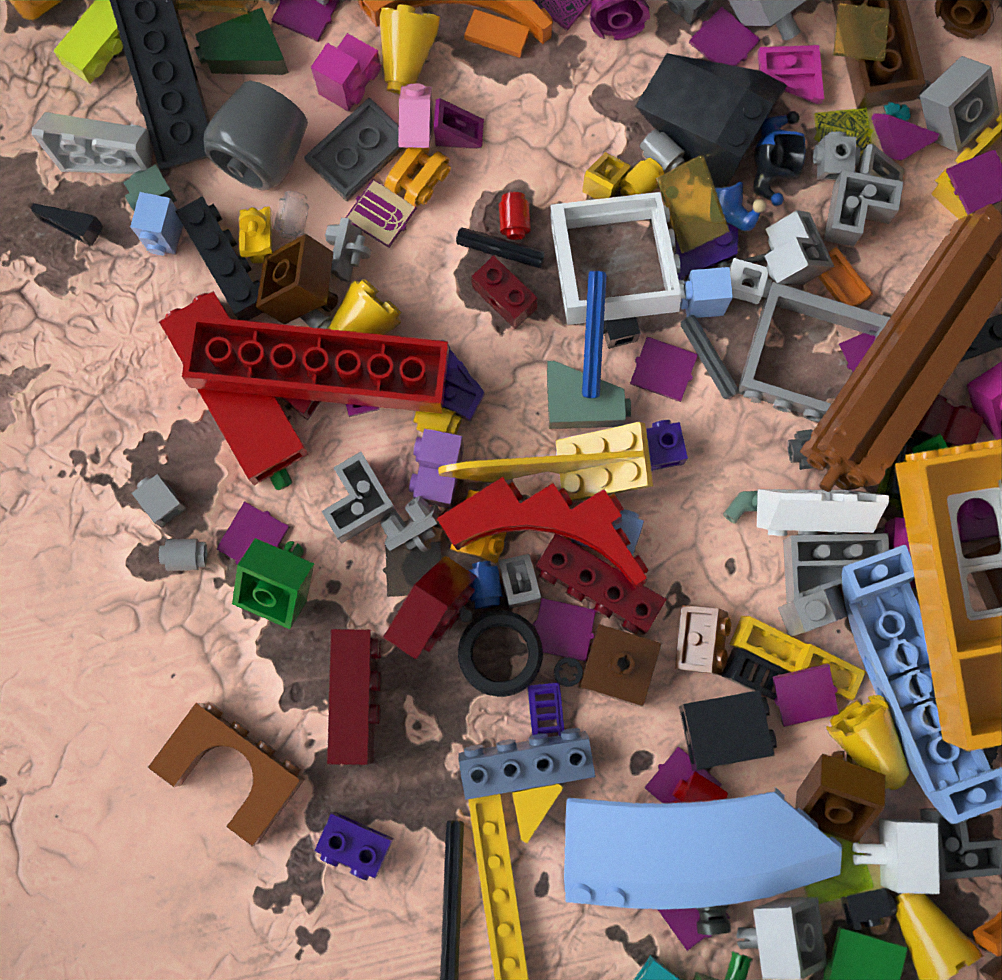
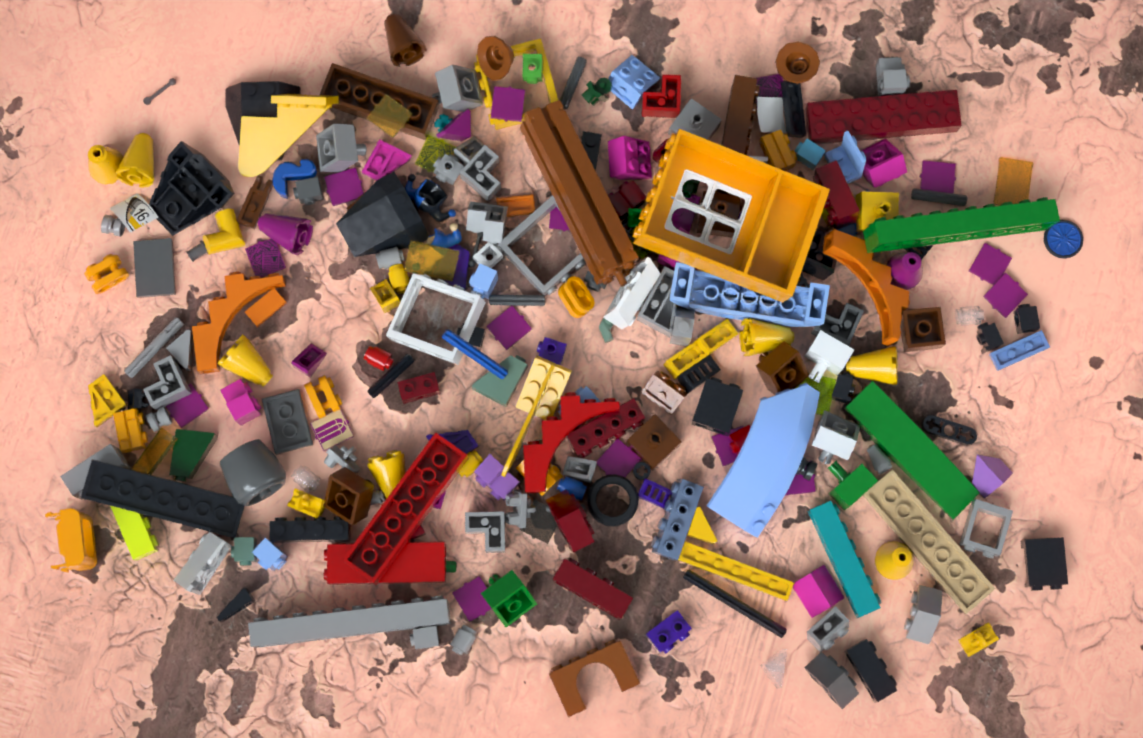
camera: 65 degrees left, 0 degrees up
(121, 383) = (349, 623): none -> light grey brick
(415, 116) = (292, 379): bright pink slope -> none
(763, 434) = (576, 297): none -> light orange brick
(805, 695) = (722, 356): magenta piece -> none

